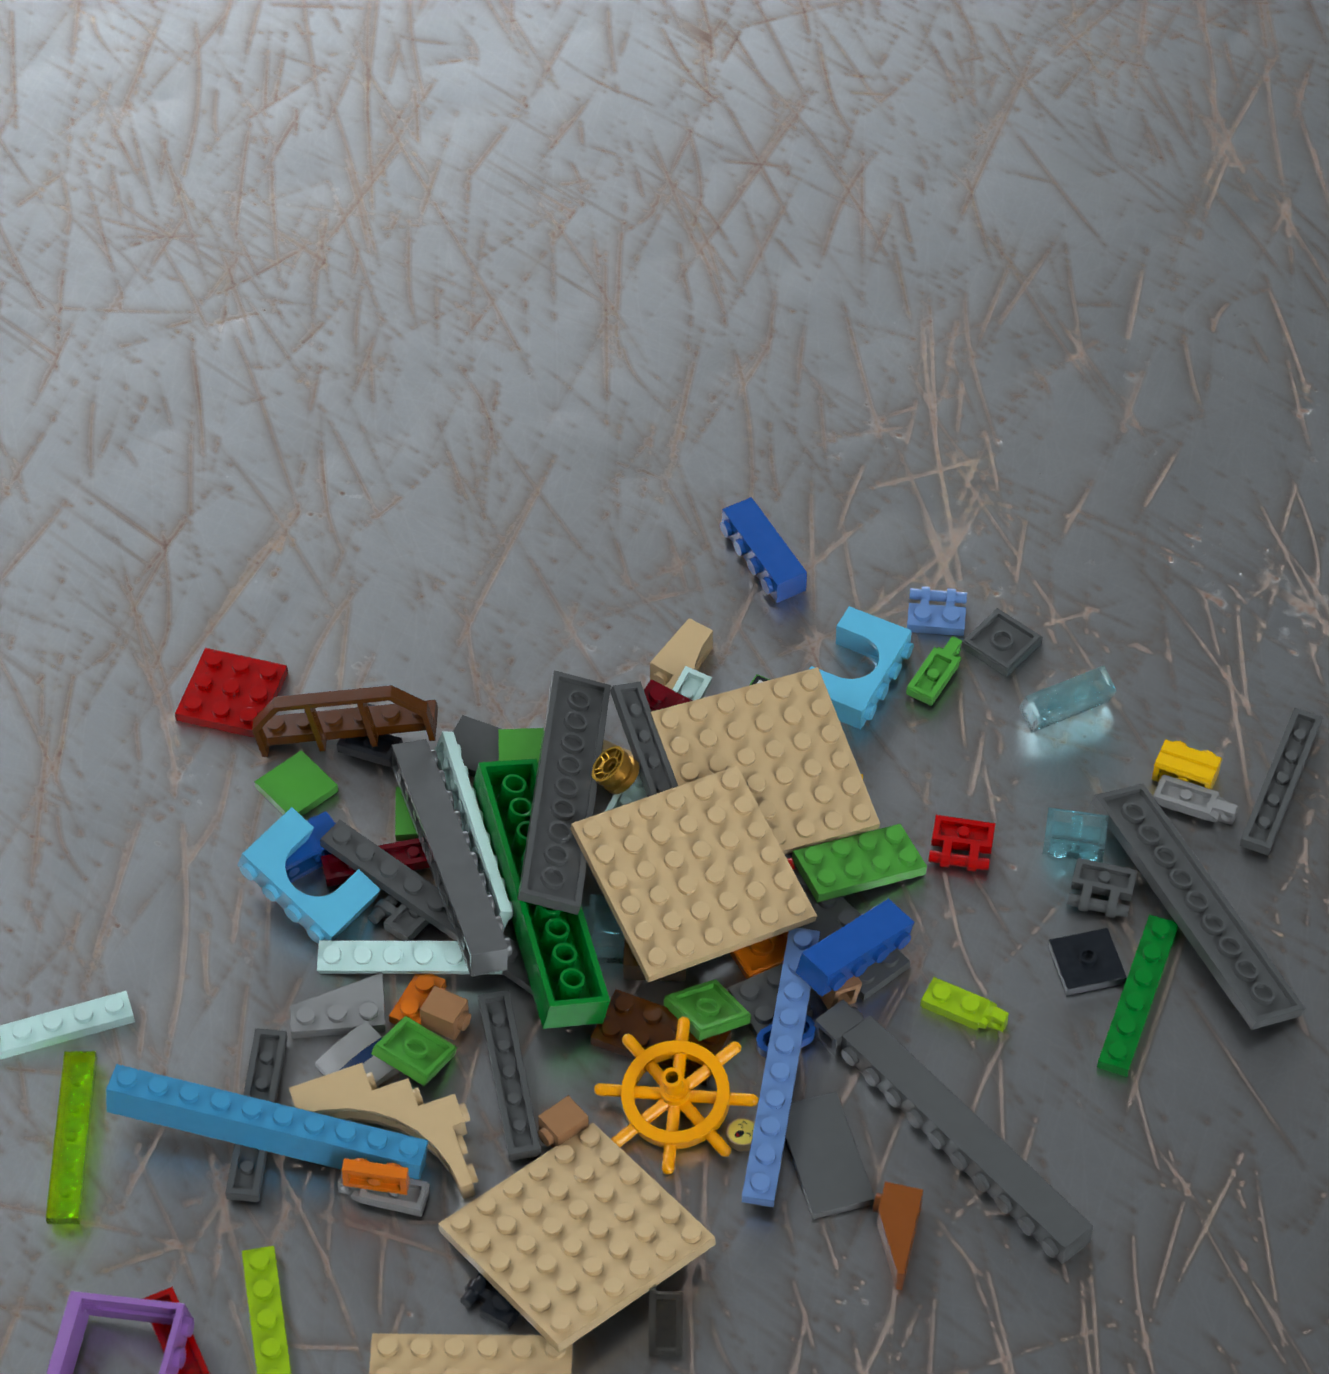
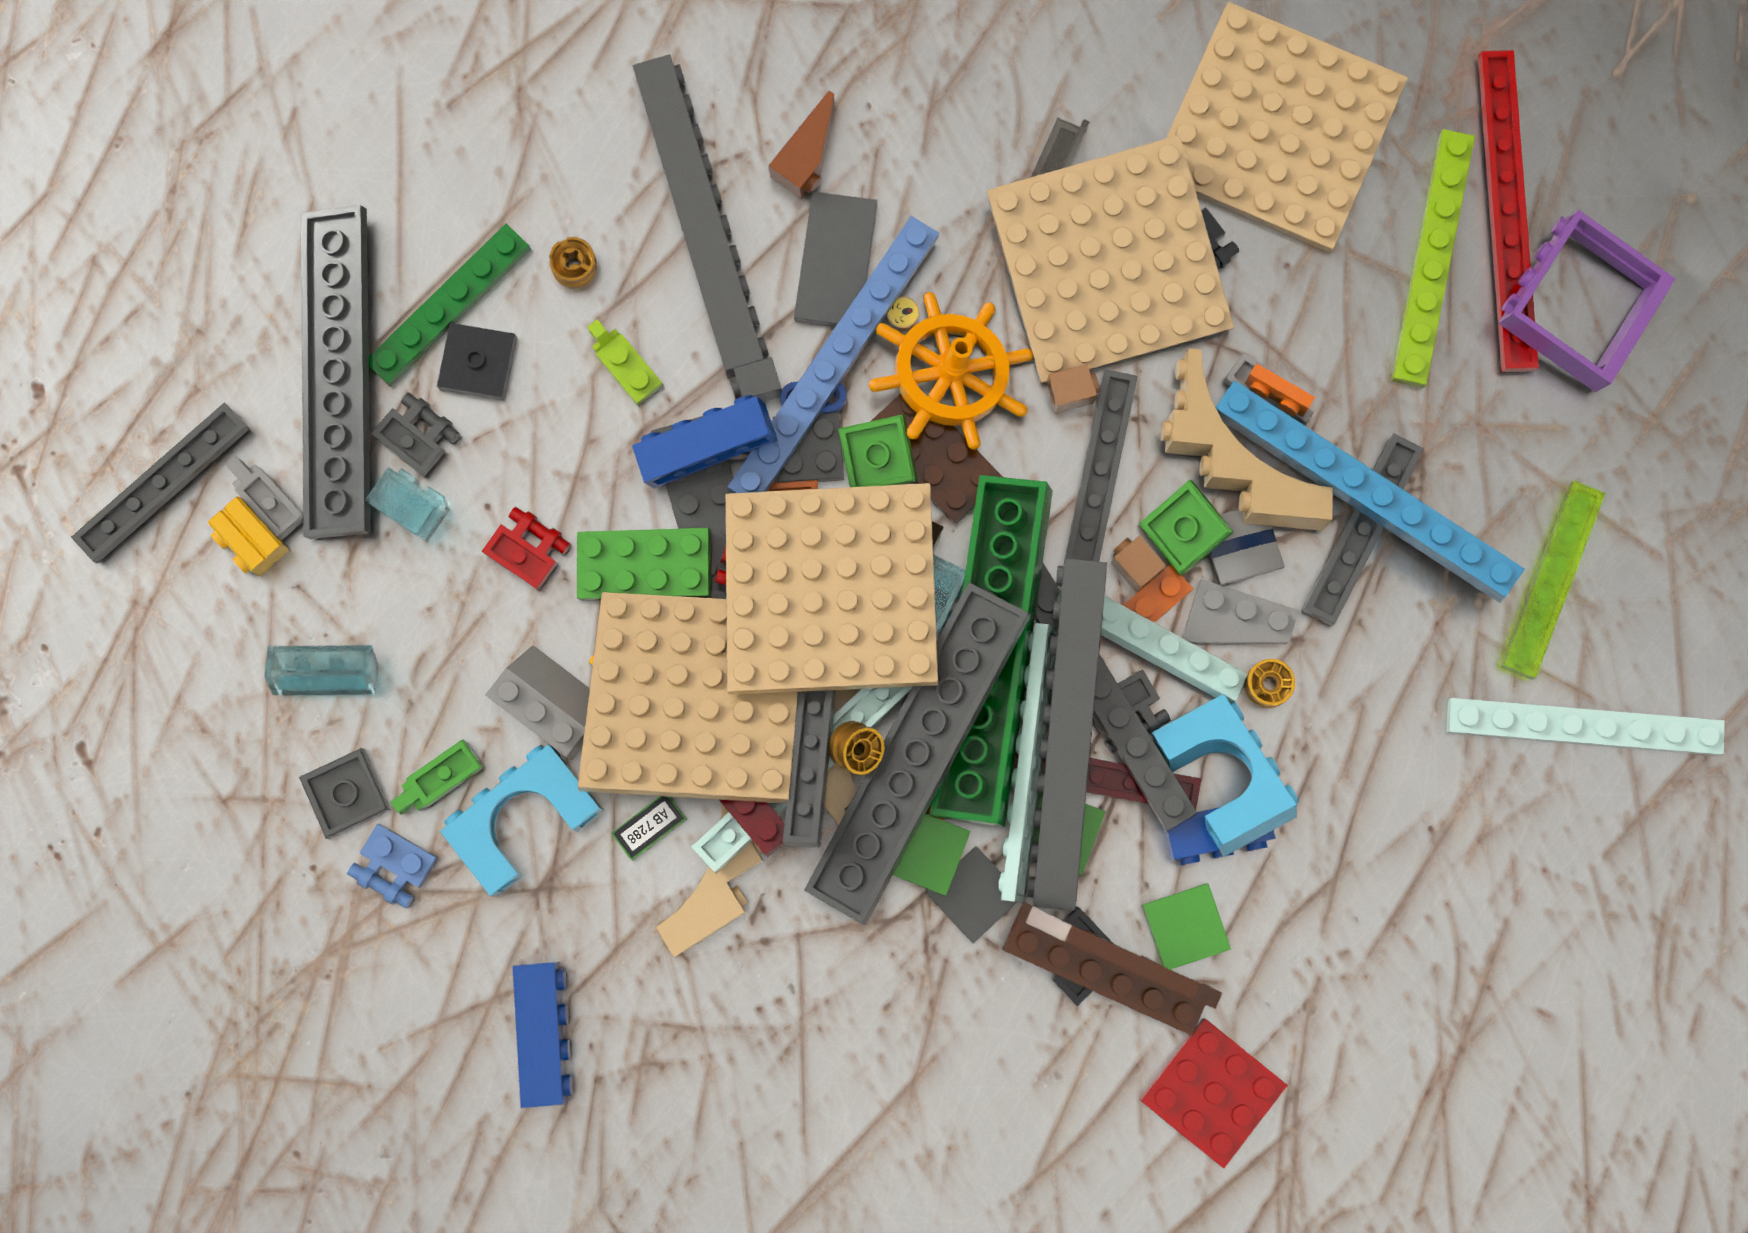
camera: 155 degrees left, 30 degrees up
(295, 969) = (1282, 688): none -> pearl gold wheel
(886, 744) = (544, 700): none -> light grey slope
(1051, 1074) = (575, 275): none -> pearl gold wheel

